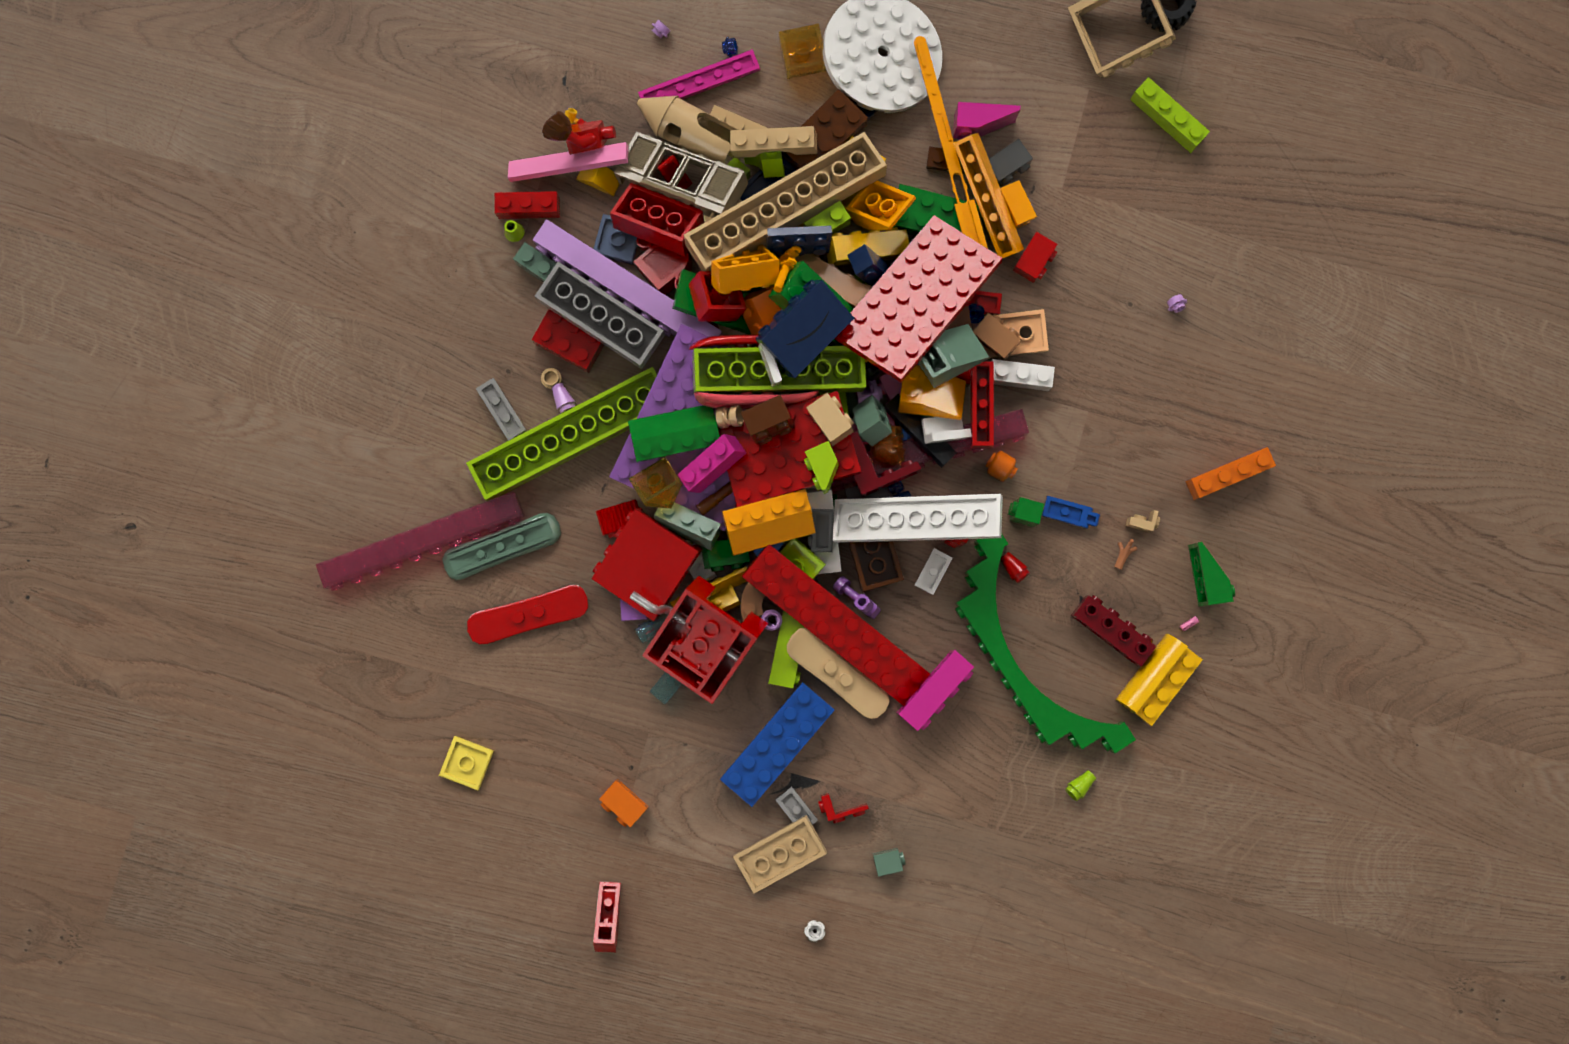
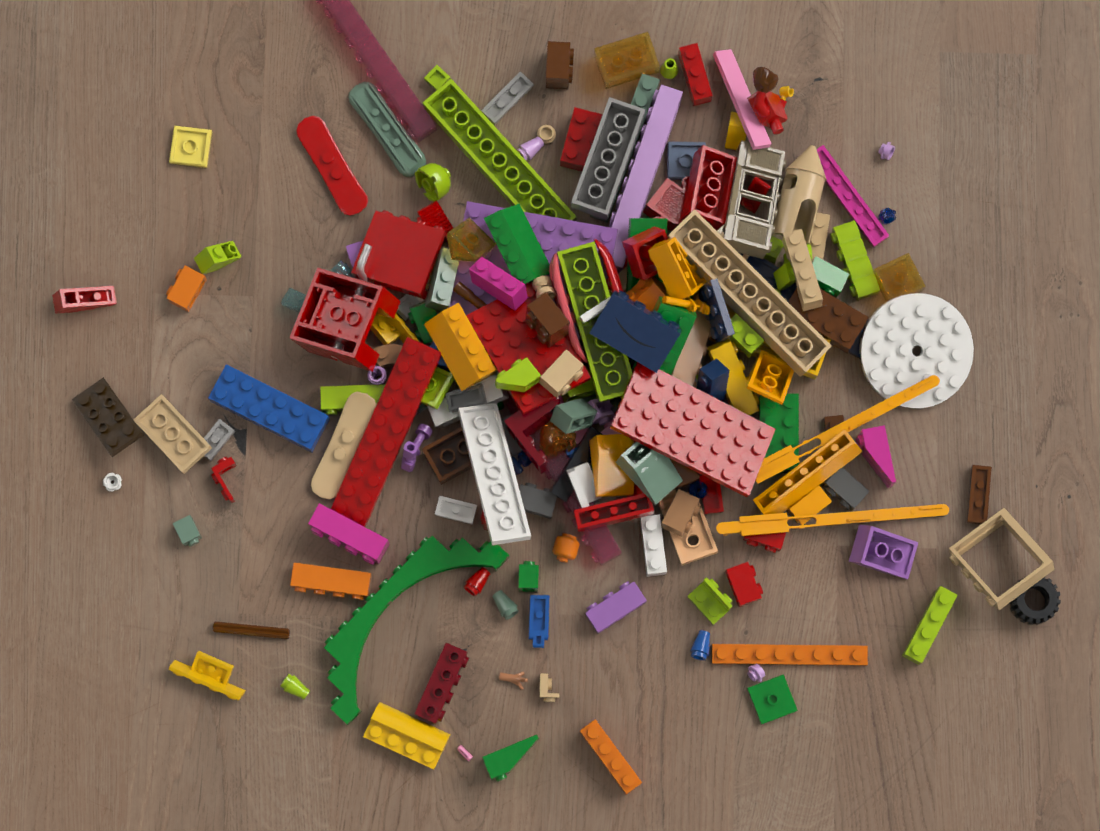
camera: 75 degrees right, 5 degrees down
(459, 479) = (437, 77): none -> lime plate
(480, 345) = (558, 61): none -> reddish brown brick
(493, 272) = (626, 60): none -> clear yellow brick
(573, 508) = (434, 180): none -> lime cylinder
(597, 762) = (216, 257): none -> lime slope
(745, 920) = (107, 417): none -> dark brown plate
(770, 90) = (855, 260): none -> lime brick
(784, 116) = (829, 277): none -> brick
(946, 481) = (537, 501): none -> dark grey brick
(977, 721) = (331, 580): none -> orange brick
(1009, 818) = (251, 630): none -> reddish brown axle
(1032, 239) = (778, 522): none -> light orange piece
(1045, 30) = (979, 494): none -> reddish brown plate
(1045, 544) = (505, 605): none -> sand green cone
(1046, 872) = (209, 672): none -> yellow bracket
(1075, 430) = (615, 606): none -> medium lavender brick
(1082, 143) = (883, 551): none -> medium lavender slope
(1082, 292) = (743, 584): none -> red brick
(1091, 331) = (710, 600): none -> lime bracket
(1137, 353) = (700, 647): none -> blue cone
(1164, 265) = (790, 654): none -> orange plate
(1206, 294) = (772, 699): none -> green plate

